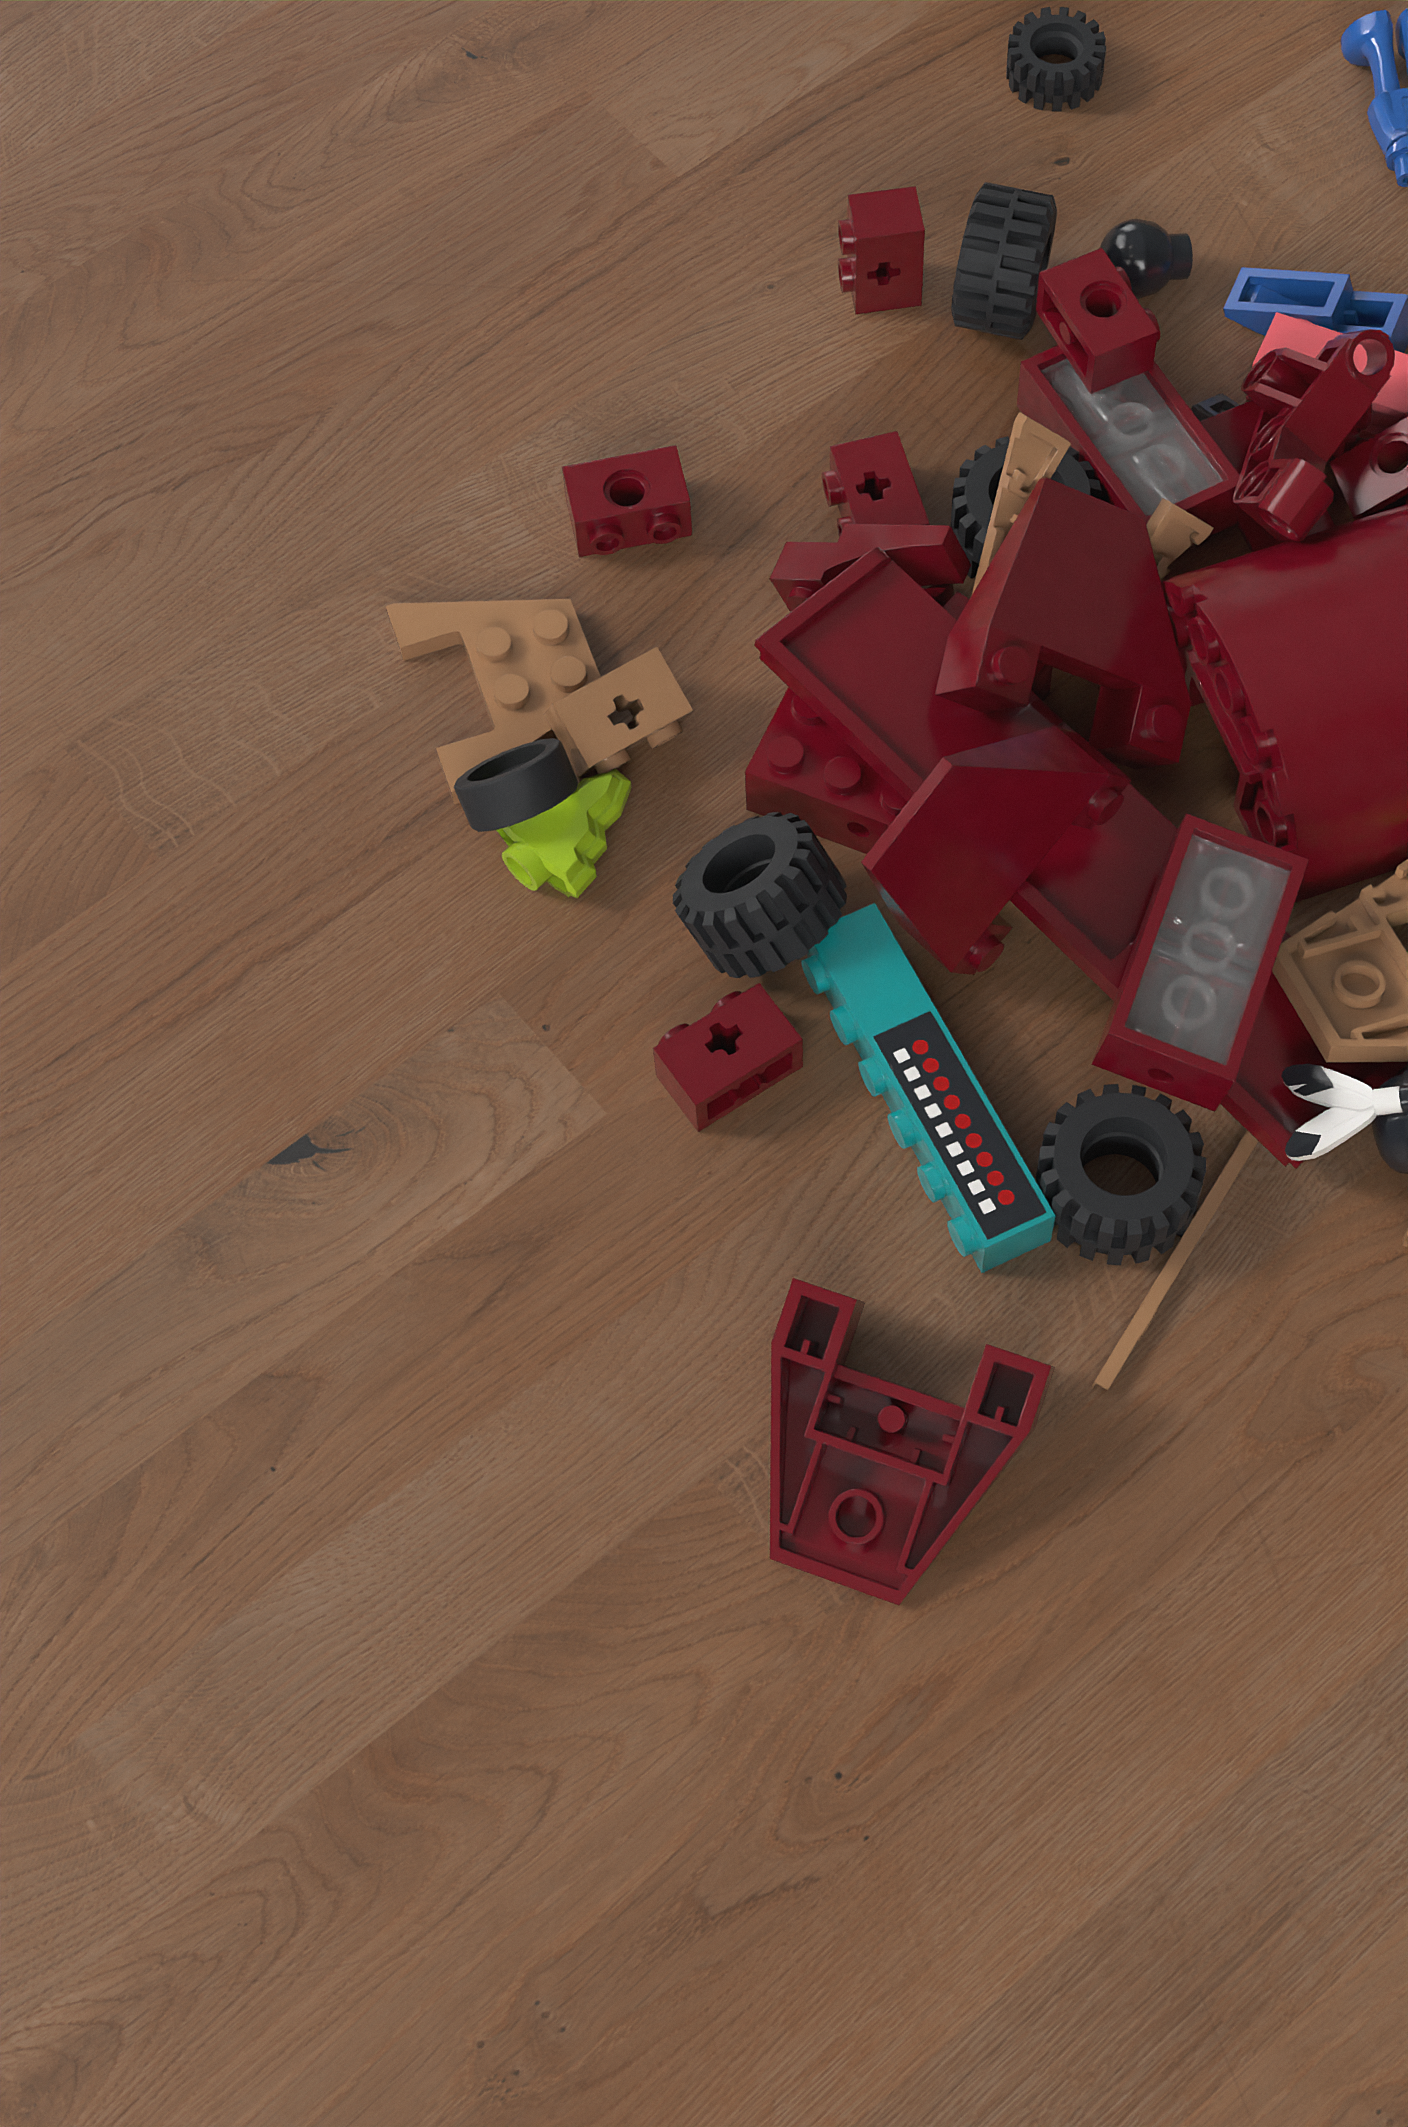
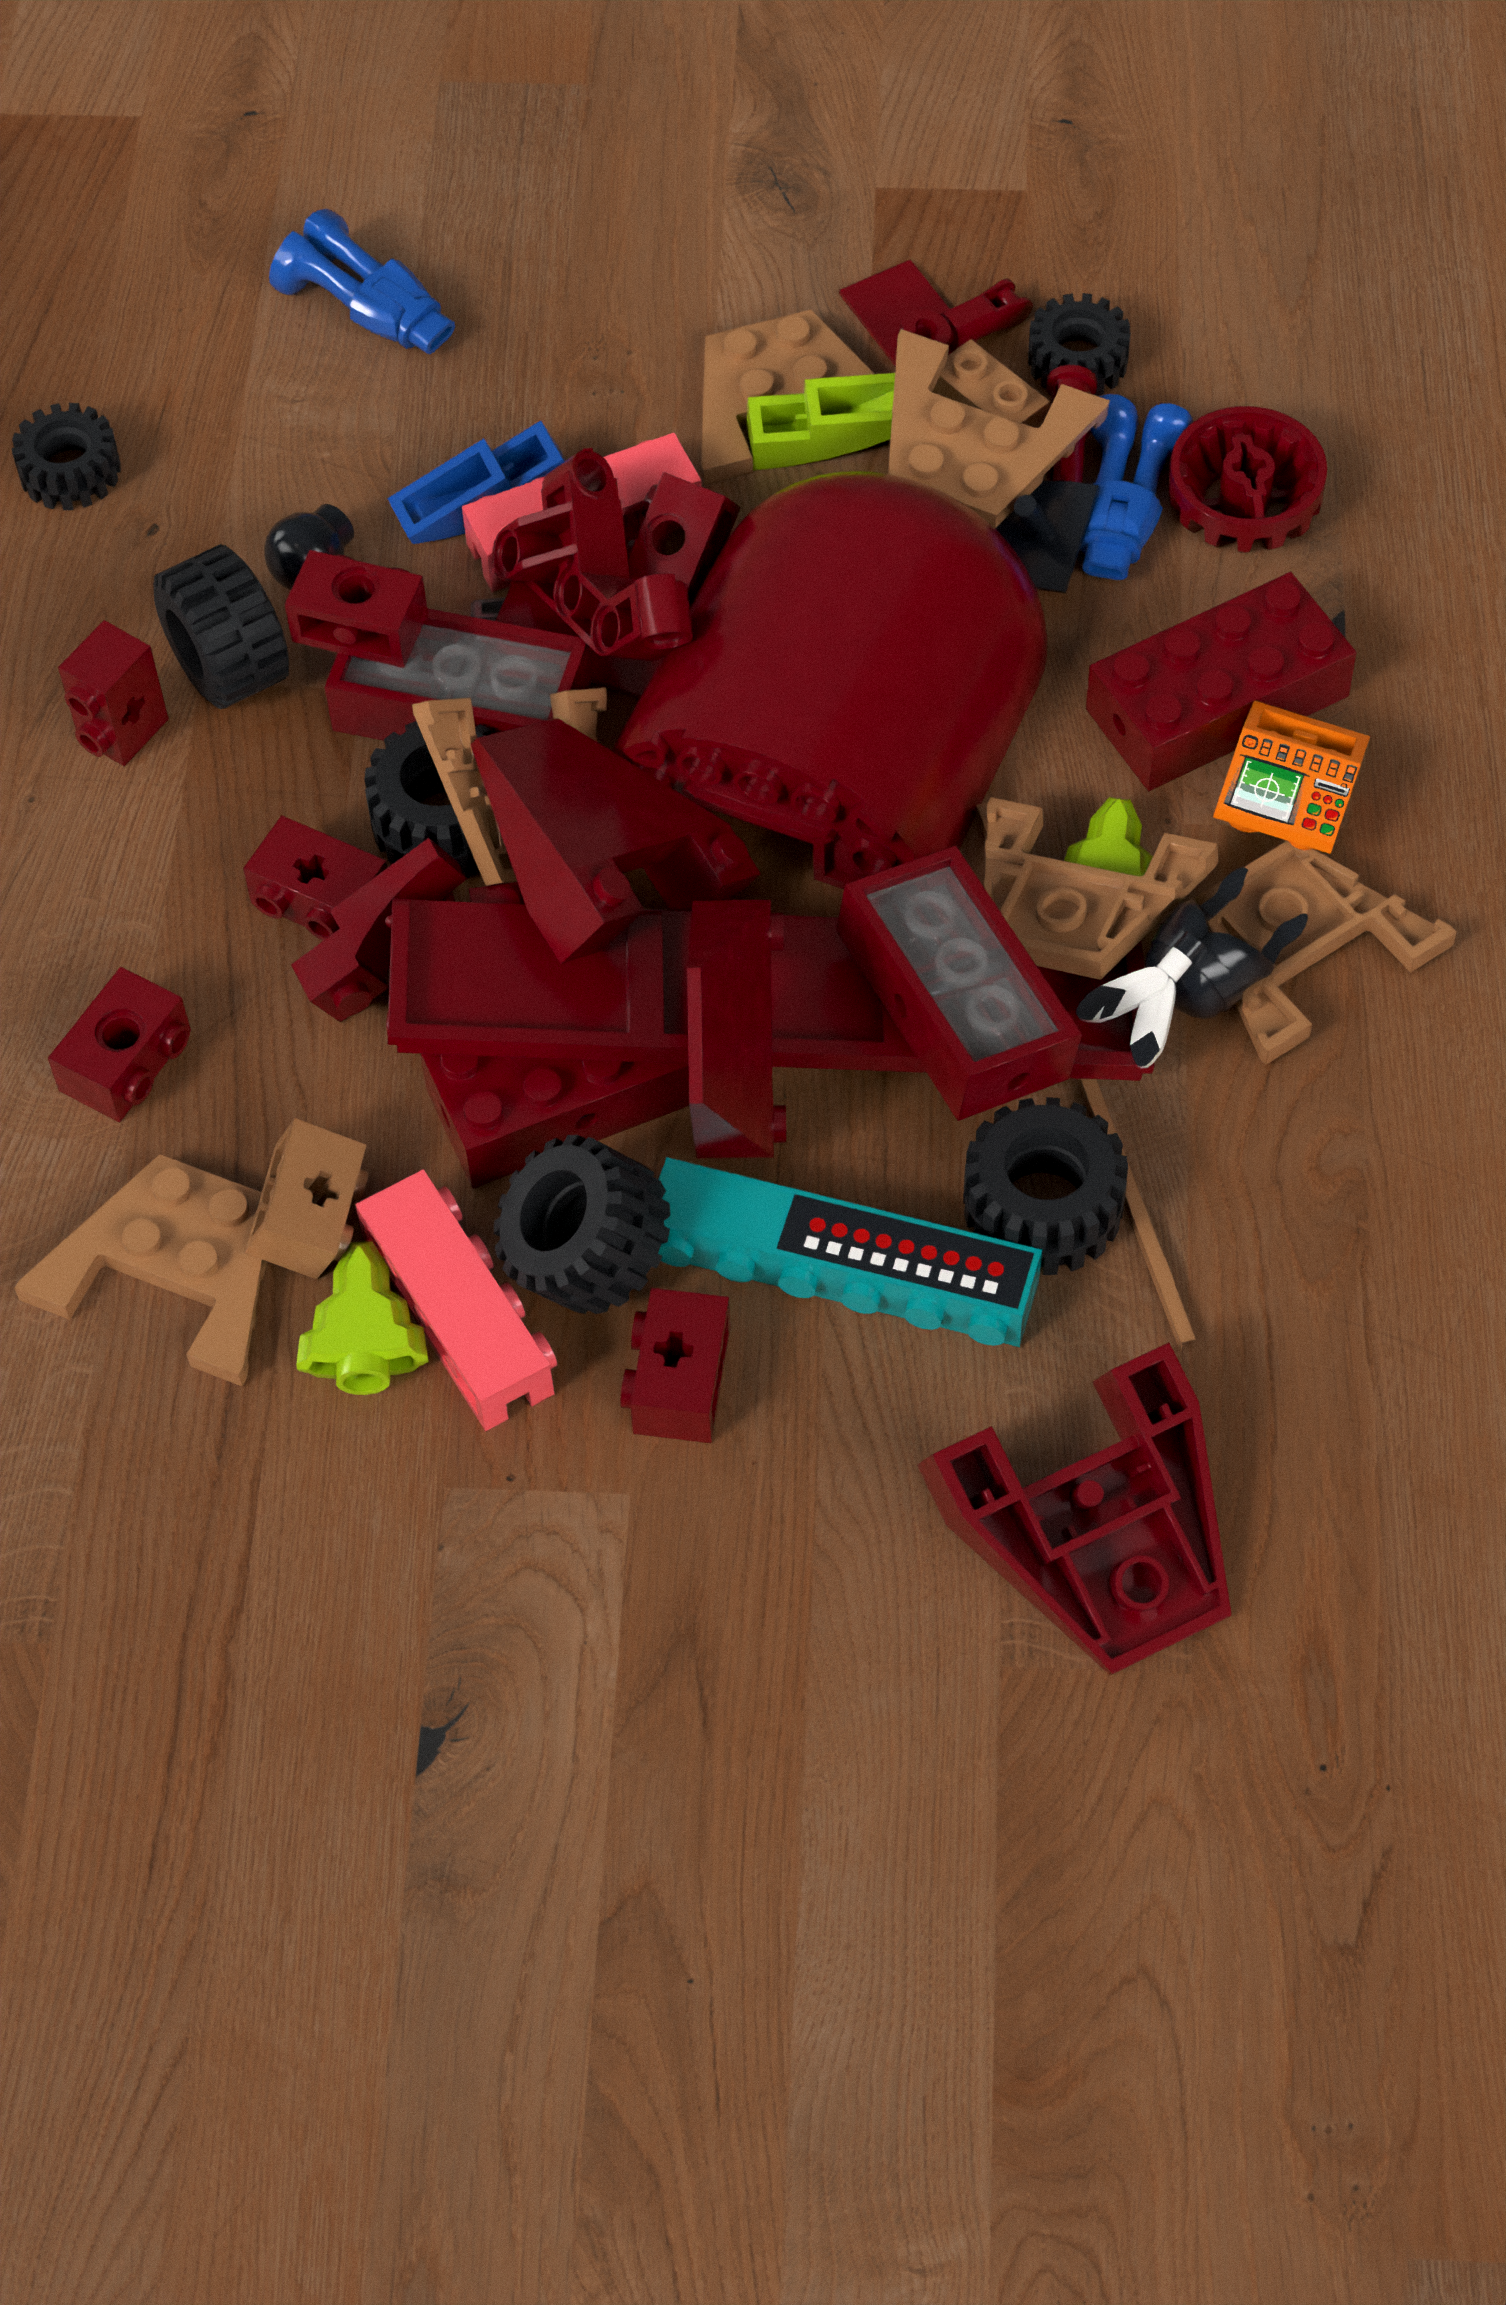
camera: 50 degrees left, 5 degrees down
(516, 785) = (296, 1317): black tyre -> none
(638, 869) = (456, 1298): none -> coral brick

